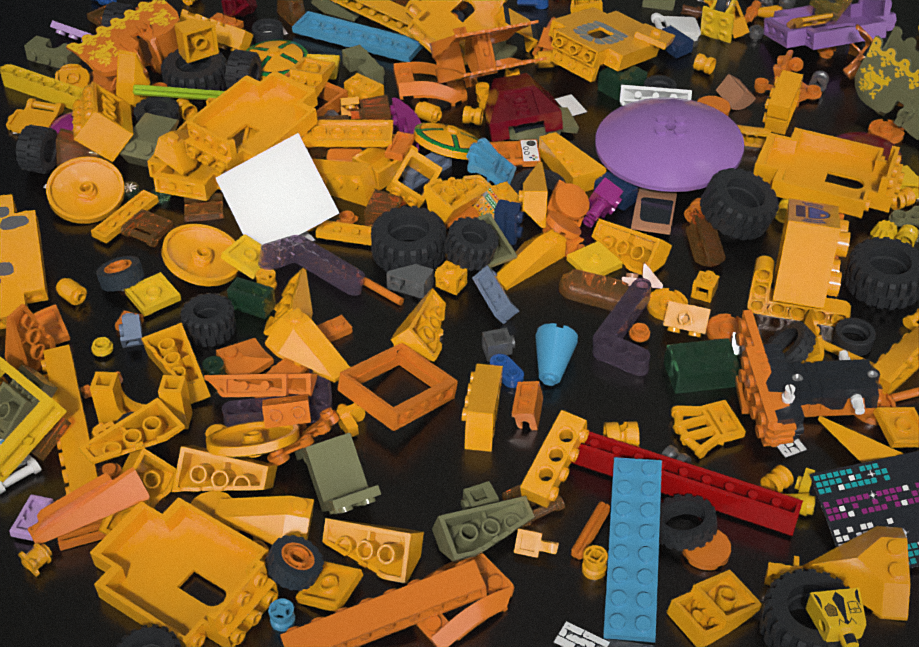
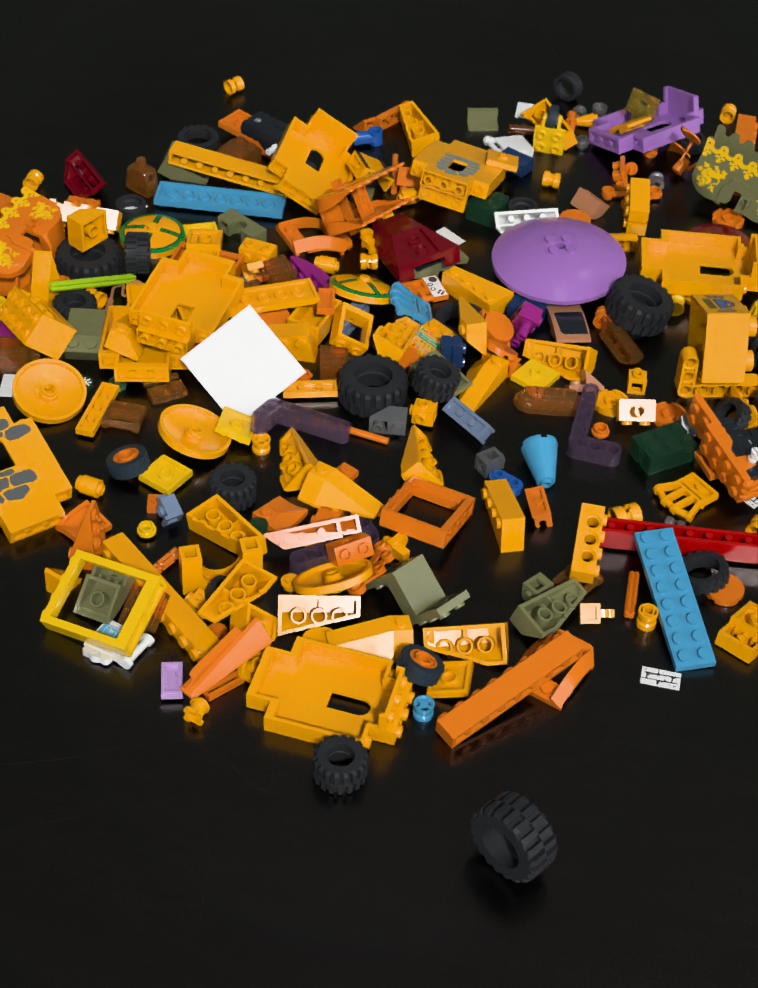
camera: 20 degrees left, 0 degrees up
(251, 297) = (263, 466): clear green brick -> none

